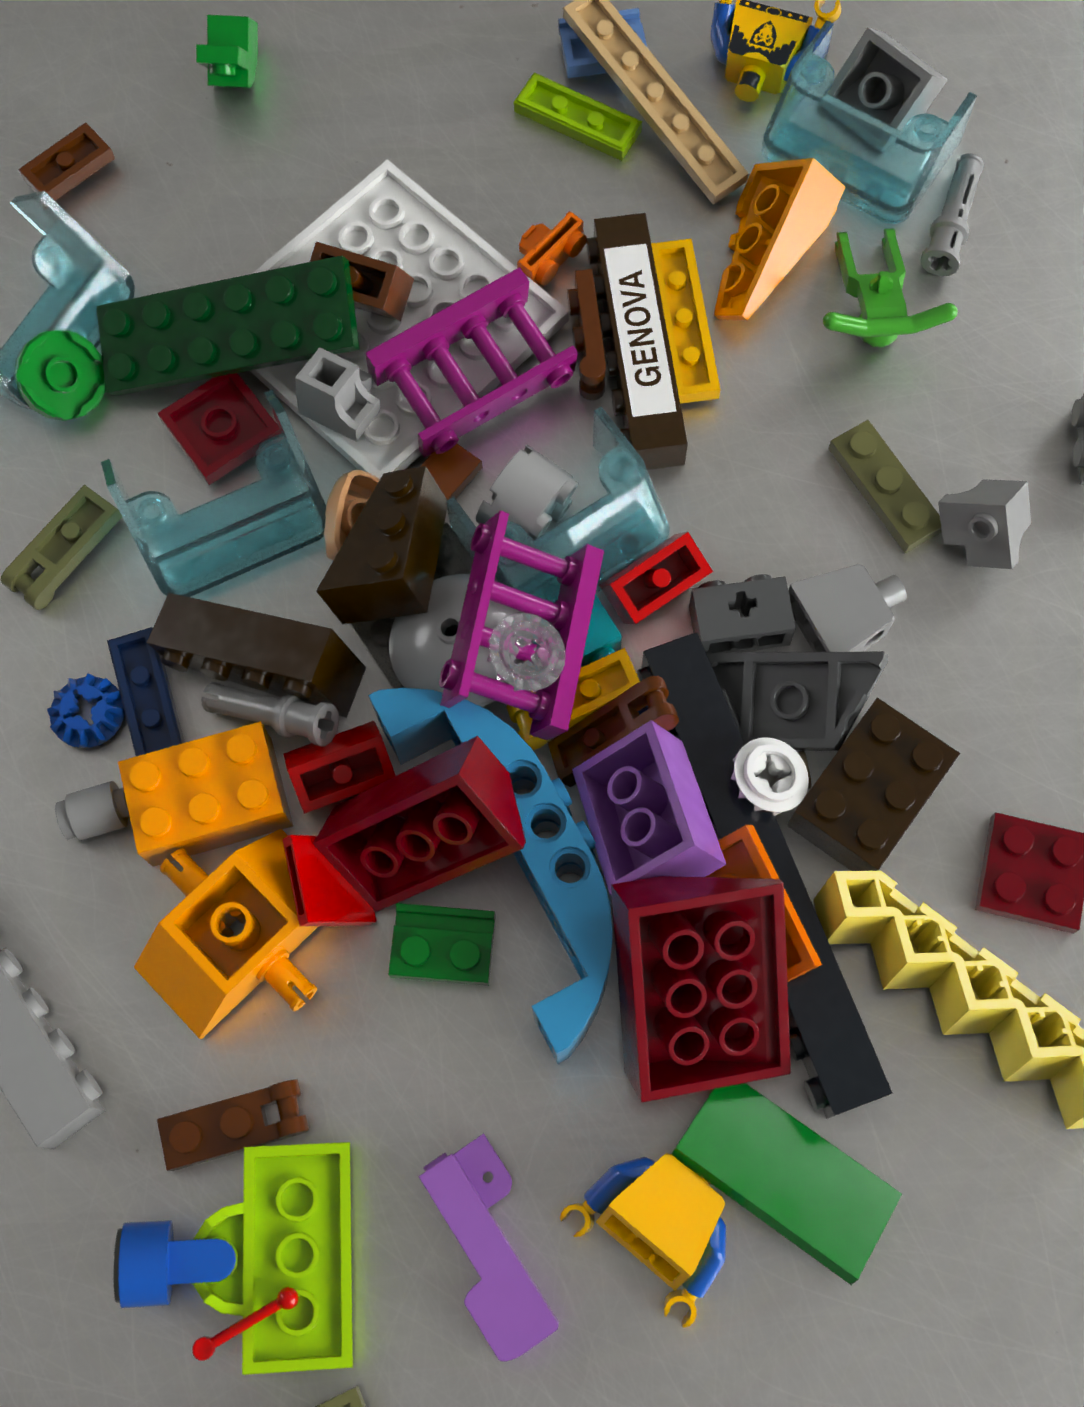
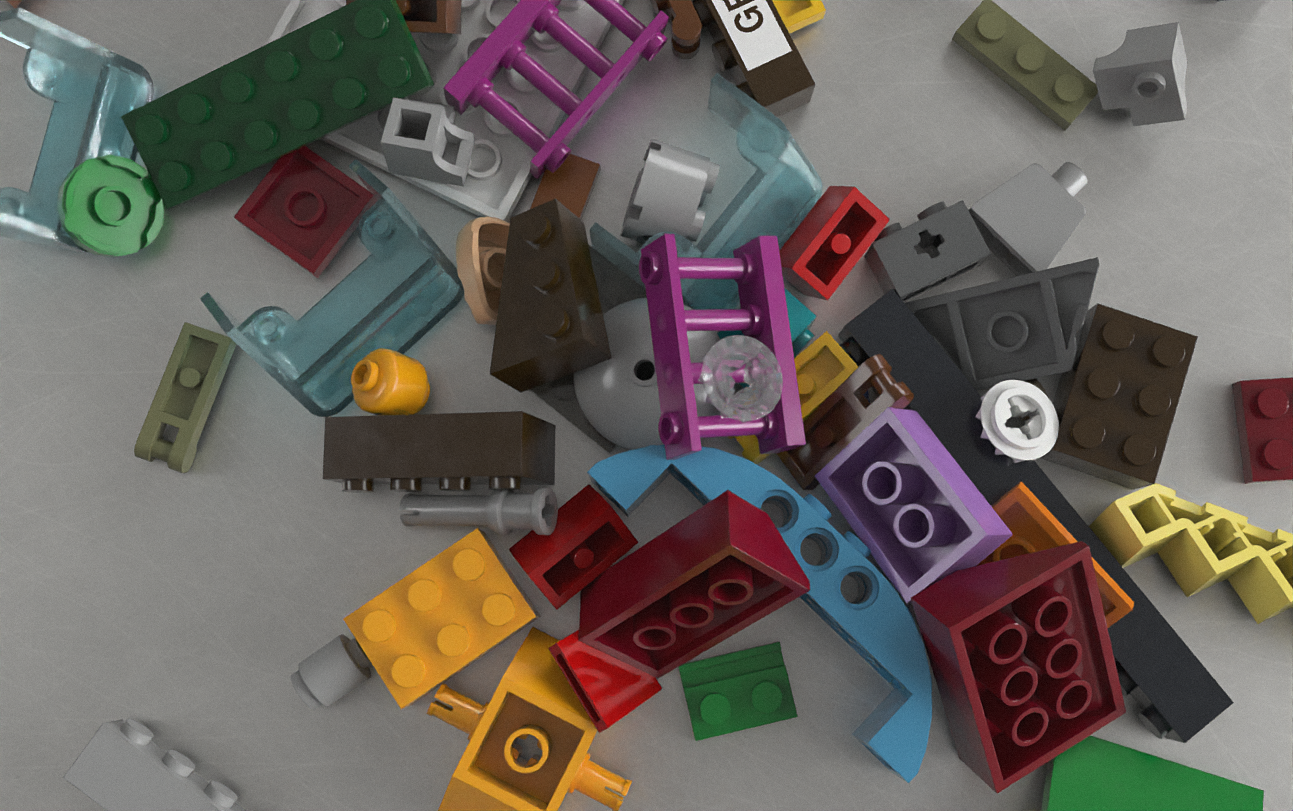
camera: 20 degrees left, 10 degrees up
(106, 715) = (305, 566): blue gear -> none
(145, 693) = (339, 532): dark blue tile -> none
(234, 581) = (389, 383): none -> light orange head

